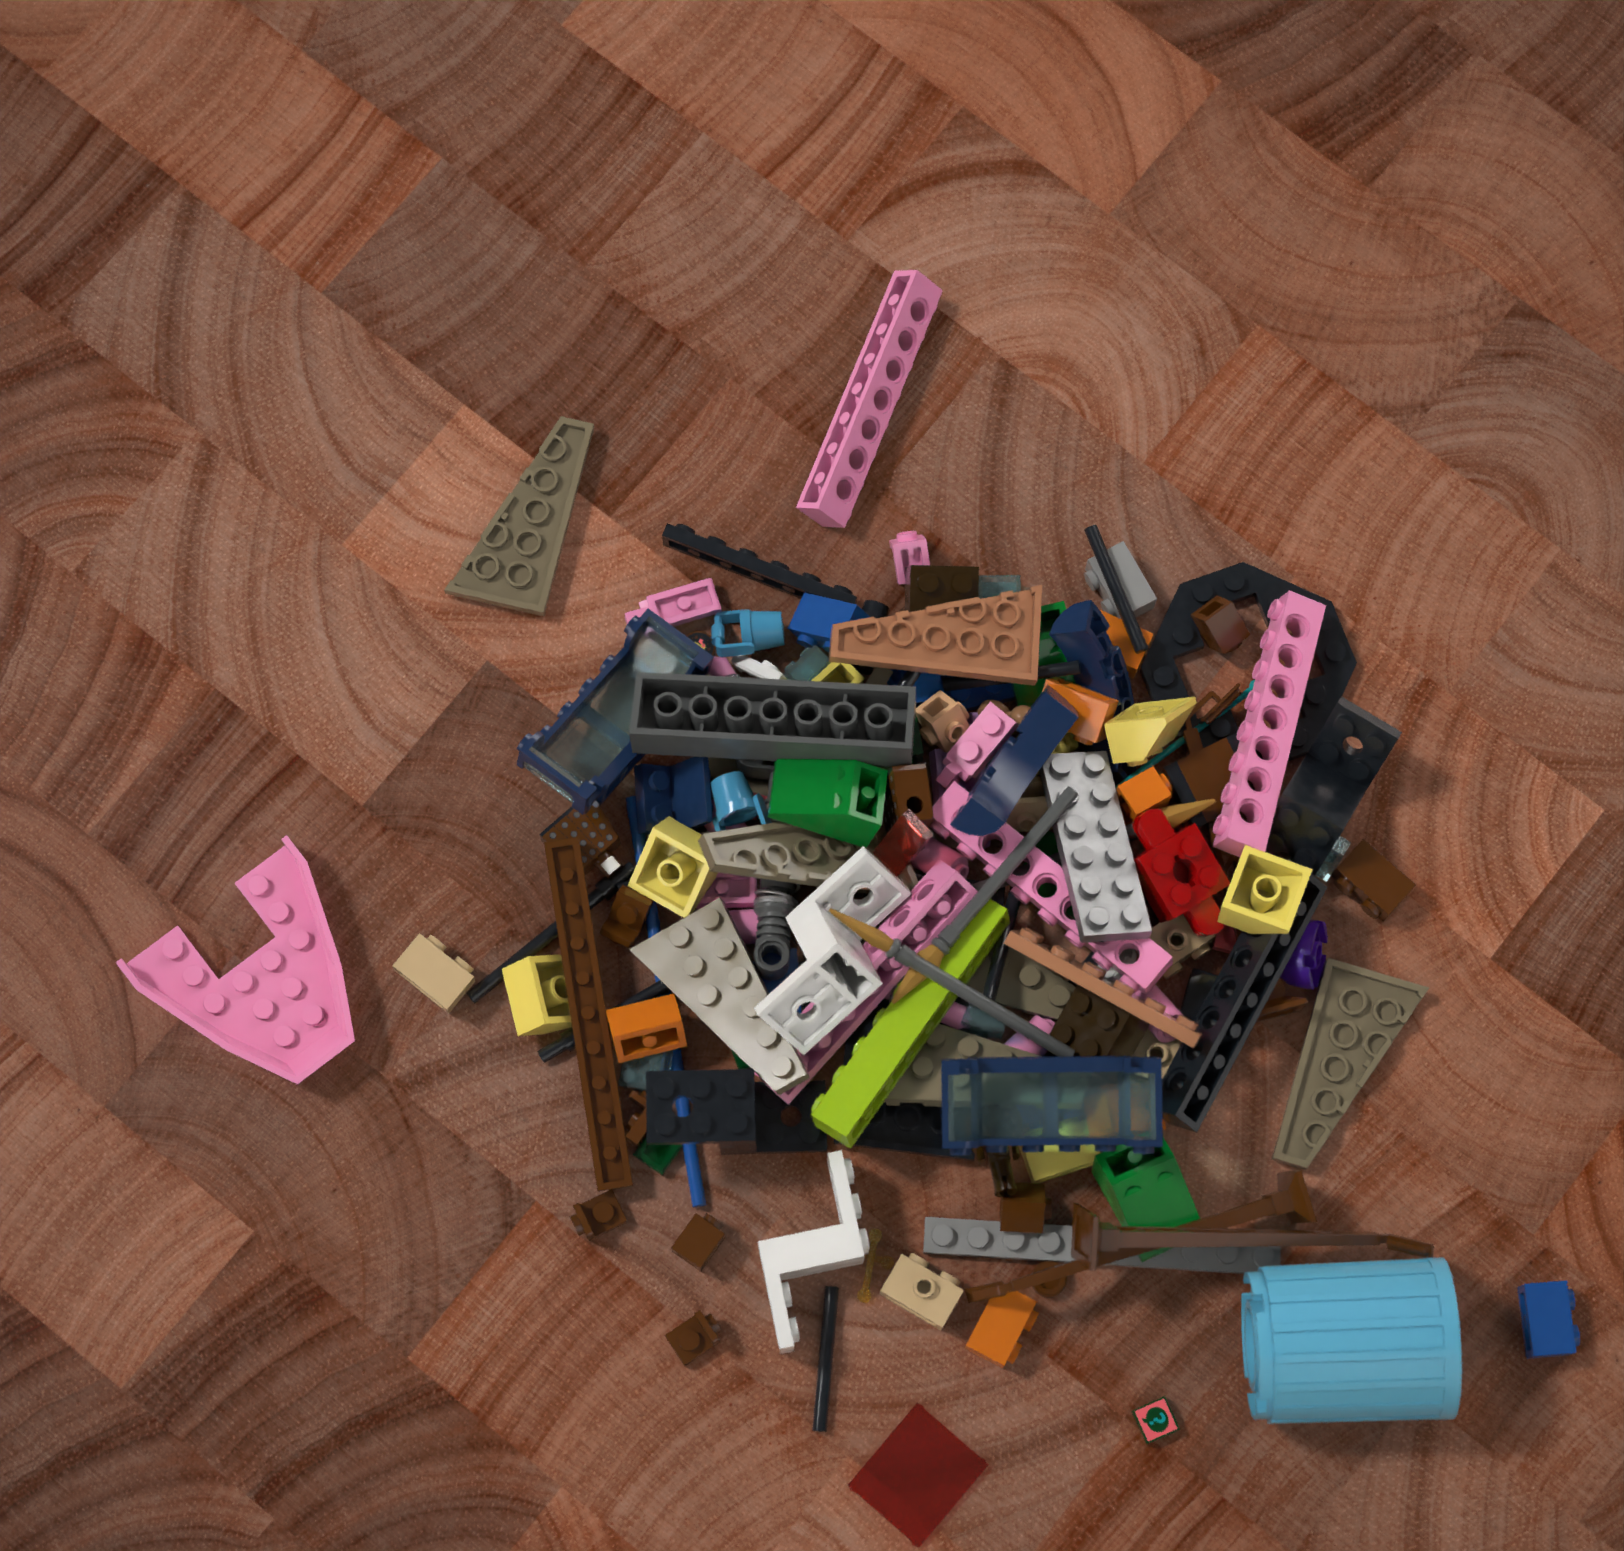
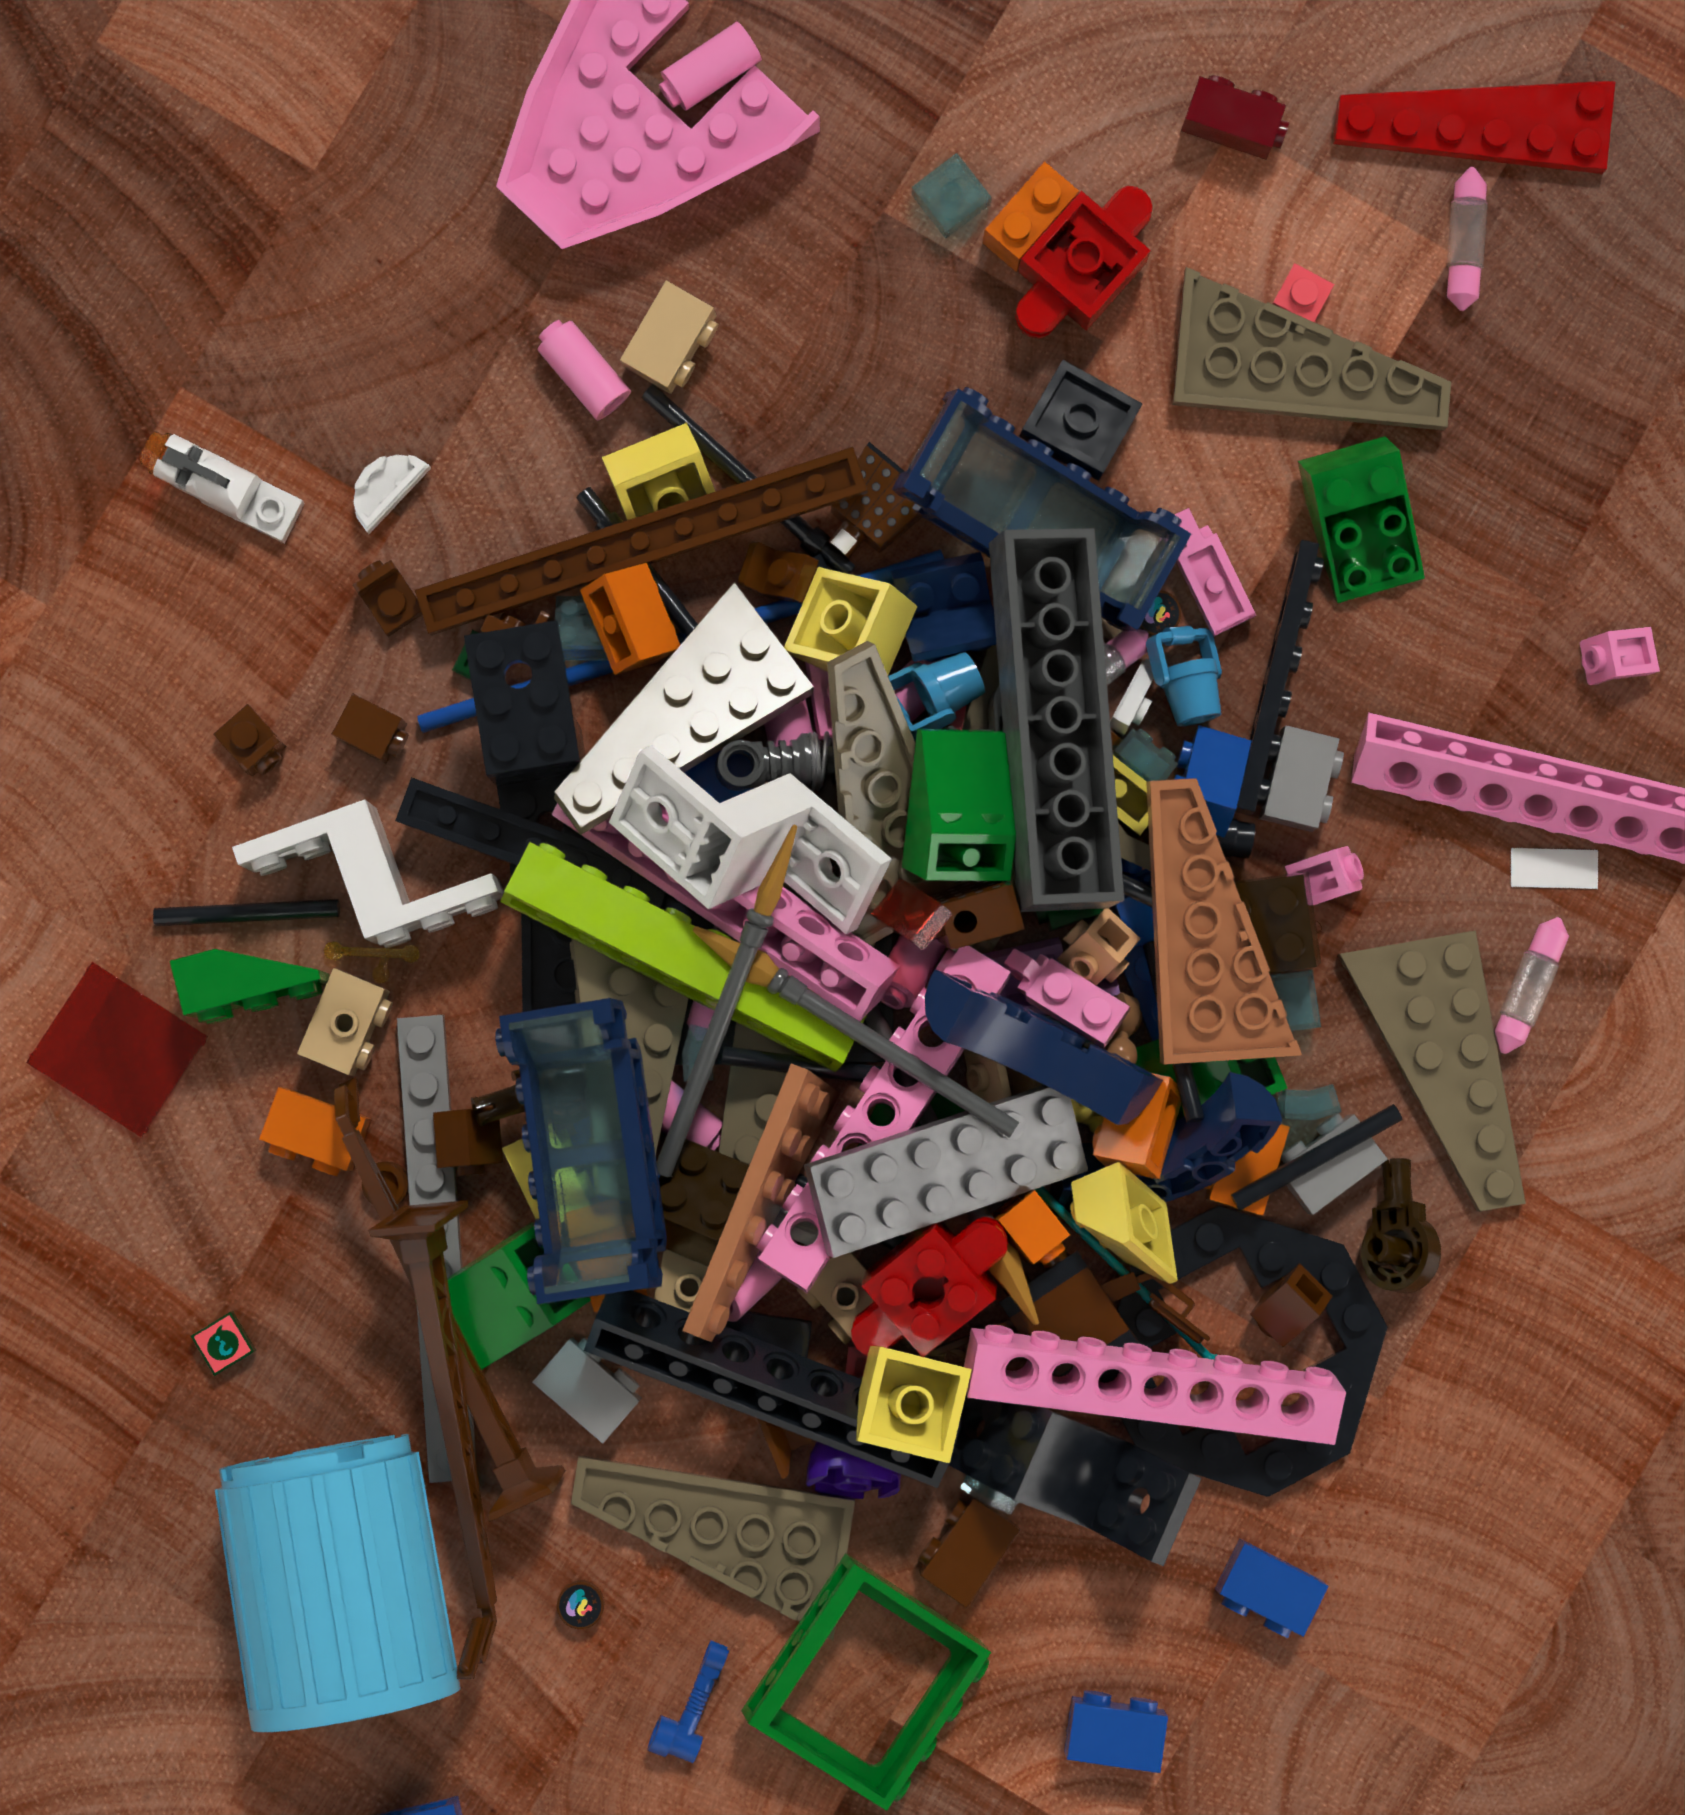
camera: 80 degrees right, 10 degrees up
(230, 915) = (709, 67): none -> bright pink brick
(338, 539) = (1235, 117): none -> dark red brick
(360, 752) = (951, 195): none -> clear light blue piece
(377, 345) = (1519, 125): none -> red wing
(387, 695) = (1028, 215): none -> orange piece
(428, 661) = (1083, 261): none -> red brick
(446, 1042) = (582, 368): none -> bright pink brick
(456, 391) = (1466, 239): none -> piece
(476, 511) = (1303, 293): none -> coral plate
(491, 1331) = (221, 485): none -> white plate
(512, 1207) = (384, 486): none -> white plate
(546, 680) = (1081, 419): none -> black hinge
(649, 492) = (1362, 518): none -> green slope
(778, 331) = (1619, 655): none -> bright pink bracket
(796, 1145) = (506, 834): none -> black plate
(837, 562) = (1302, 779): none -> light grey brick
(878, 1373) = (221, 981): none -> green slope
(925, 400) = (1554, 868): none -> white sticker
(1008, 426) = (1531, 985): none -> piece
(1039, 494) = (1442, 1036): none -> dark tan wing
(1075, 586) = (1309, 1103): none -> clear light blue piece
(1179, 542) = (1400, 1235): none -> dark brown pin
(1222, 1144) = (588, 1389): none -> light grey brick
(1383, 1173) = (580, 1604): none -> tile
(1423, 669) = (1270, 1588): none -> blue brick
(1489, 1113) = (679, 1736): none -> blue brick
(1505, 936) = (917, 1738): none -> green piece
(1516, 794) = (1116, 1732): none -> blue brick

